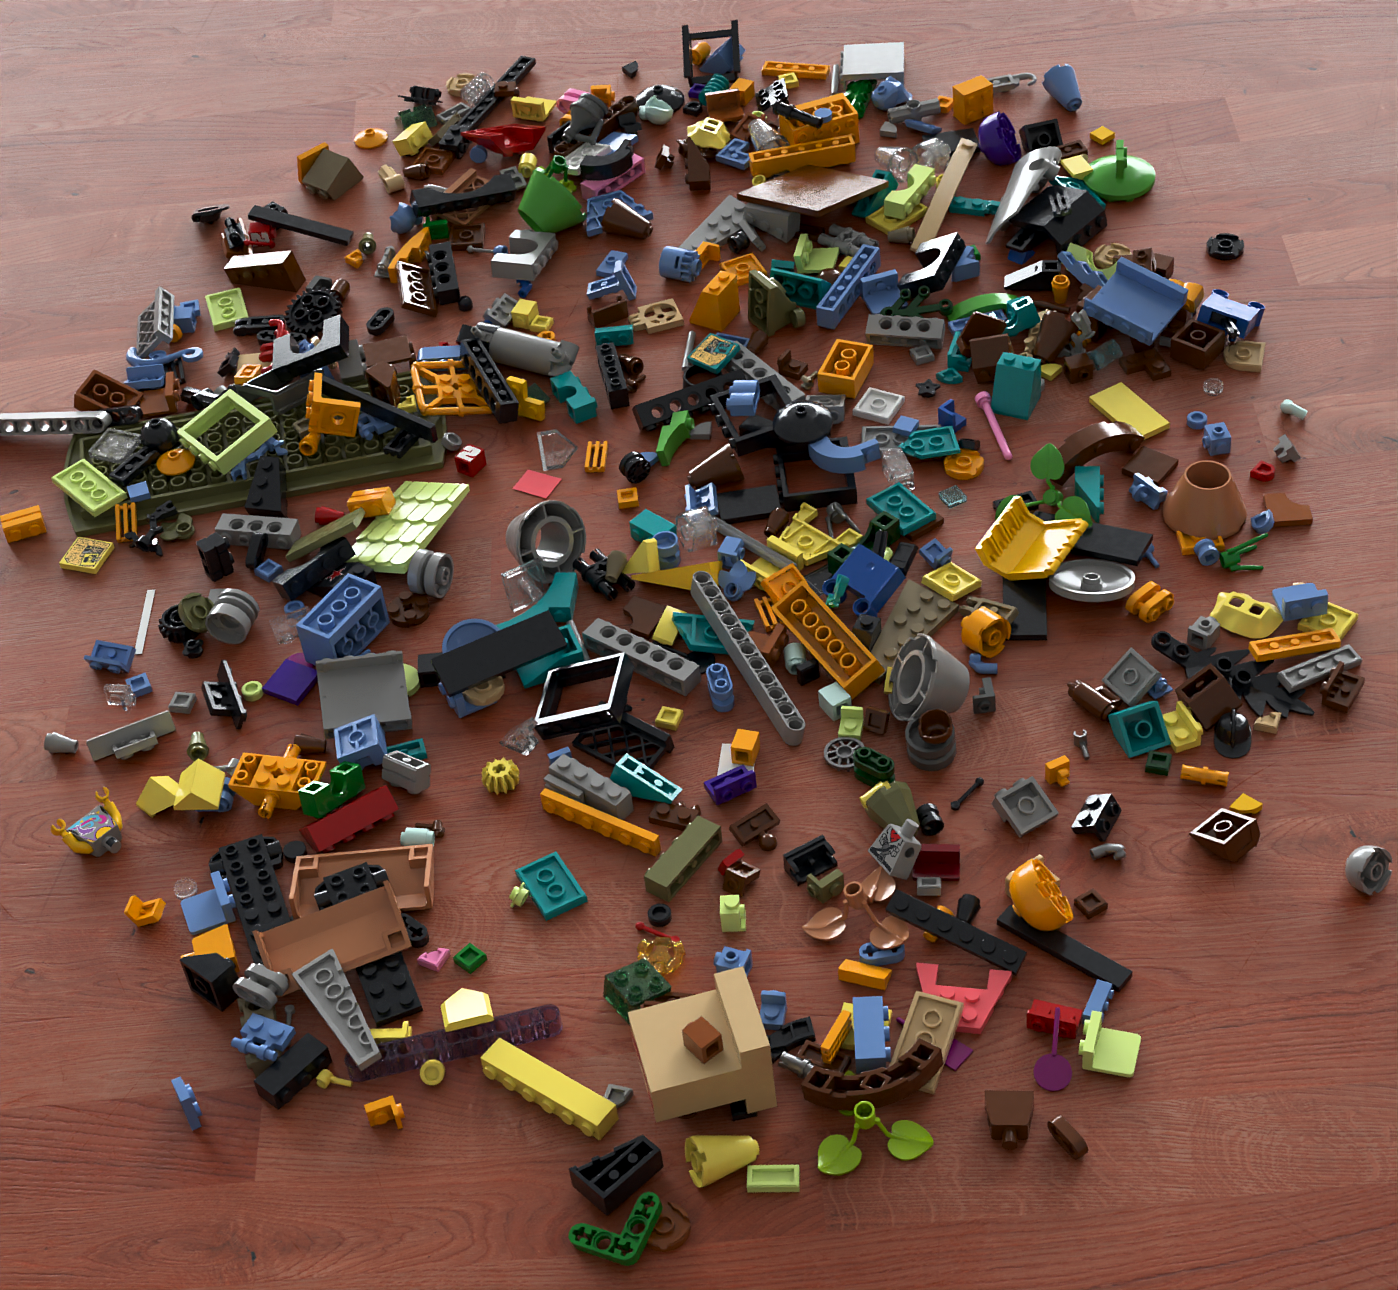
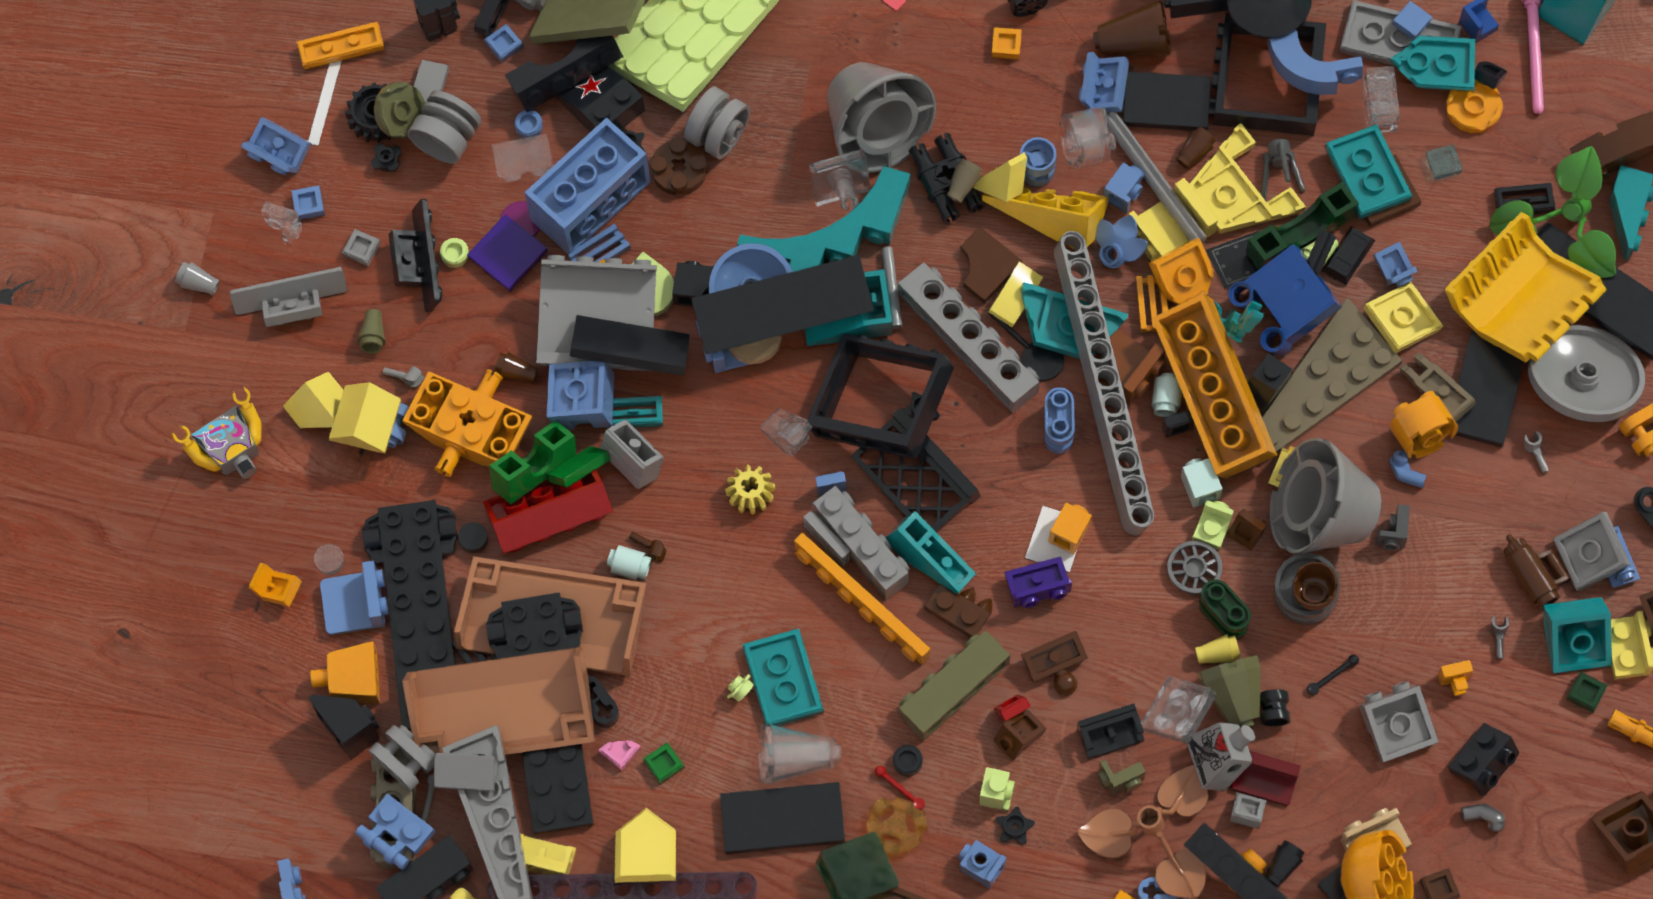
camera: 10 degrees right, 25 degrees up
(150, 594) = (340, 45): none -> light orange tile
(312, 980) = (465, 772): none -> light grey slope
(367, 788) = (578, 466): none -> green tile
(391, 705) = (630, 345): none -> black tile
(568, 971) = (782, 818): none -> black tile
(569, 924) = (794, 753): none -> clear cone
(648, 524) = (1026, 116): teal brick -> none
(669, 718) = (983, 447): light yellow tile -> none
(753, 932) = (1017, 818): none -> black plate
(857, 833) = (1178, 709): none -> clear plate
(1068, 633) = (1535, 449): none -> light grey hand

